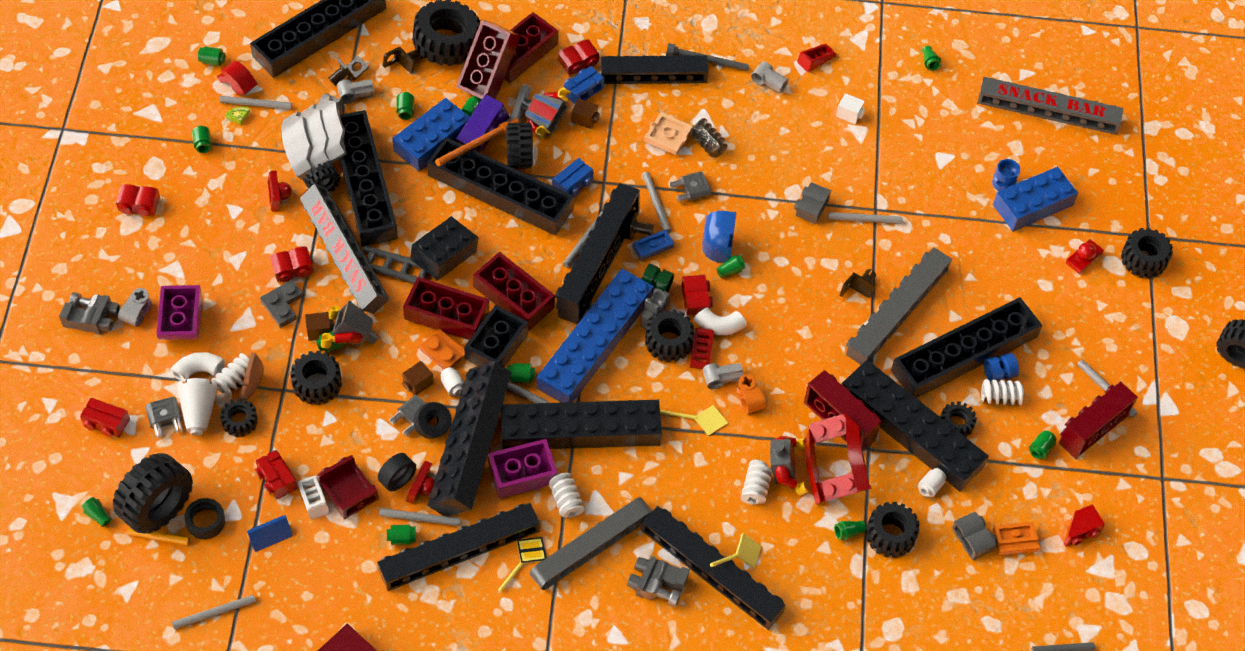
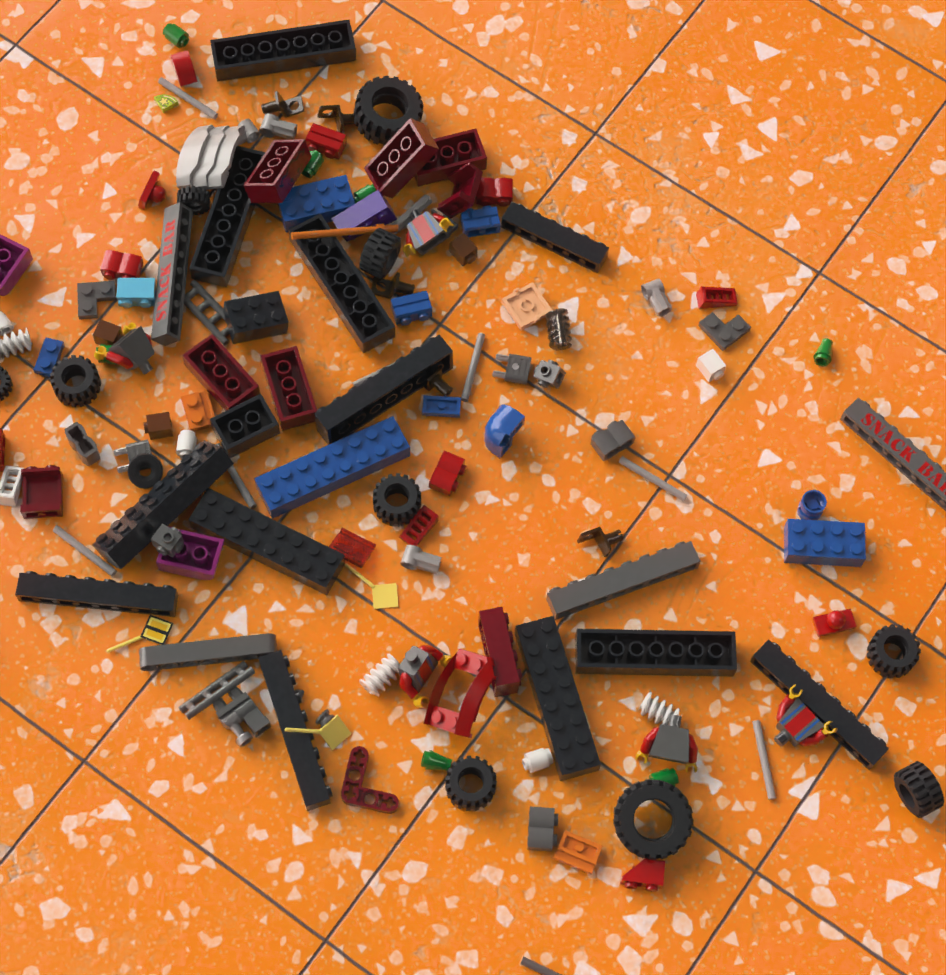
camera: 30 degrees right, 10 degrees up
(137, 200) = (33, 142): red brick -> none
(202, 139) = (119, 111): green brick -> none
(252, 377) = (22, 354): nougat brick -> none
(274, 372) = (48, 356): none -> blue plate
(320, 279) = (136, 292): none -> medium azure brick
(359, 426) = (82, 444): none -> dark grey brick
(386, 119) = (277, 171): none -> dark red brick
(396, 472) = (86, 501): black tyre -> none
(401, 534) = (57, 558): green brick -> none
(406, 80) = (326, 141): none -> red brick
(421, 483) = (102, 521): red tile -> none
(501, 461) = (168, 540): none -> dark grey brick
(521, 373) = (248, 466): green brick -> none
(546, 168) = (392, 287): none -> dark brown bracket
(554, 64) = (466, 184): none -> dark red panel
(566, 495) = (211, 598): white piece -> none
(622, 579) = (225, 688): none -> dark grey bar
(658, 302) = (402, 465): dark grey plate -> none
(659, 279) = (423, 443): dark green wheel -> none
(664, 391) = (355, 548): none -> clear red plate
(672, 50) = (585, 226): dark grey piece -> none
(721, 325) = (447, 512): white cylinder -> none
(726, 175) = (549, 374): none -> dark grey brick
(731, 266) = (497, 463): green cone -> none
(732, 544) = (324, 718): none -> dark grey bush
(750, 394) = (431, 594): orange piece -> none
(803, 589) = (361, 792): none -> dark red beam
(839, 82) = (724, 334): none -> dark grey plate
(963, 412) = (612, 709): black tyre -> none
(1002, 367) = (681, 691): blue wheel -> none
(1031, 410) = (670, 744): none -> dark grey torso
(1077, 458) = (681, 819): none -> black tyre
(1097, 419) = (727, 785): dark red brick -> none
(1114, 344) = (798, 723): none -> torso
(1119, 322) = (850, 733): none -> black brick

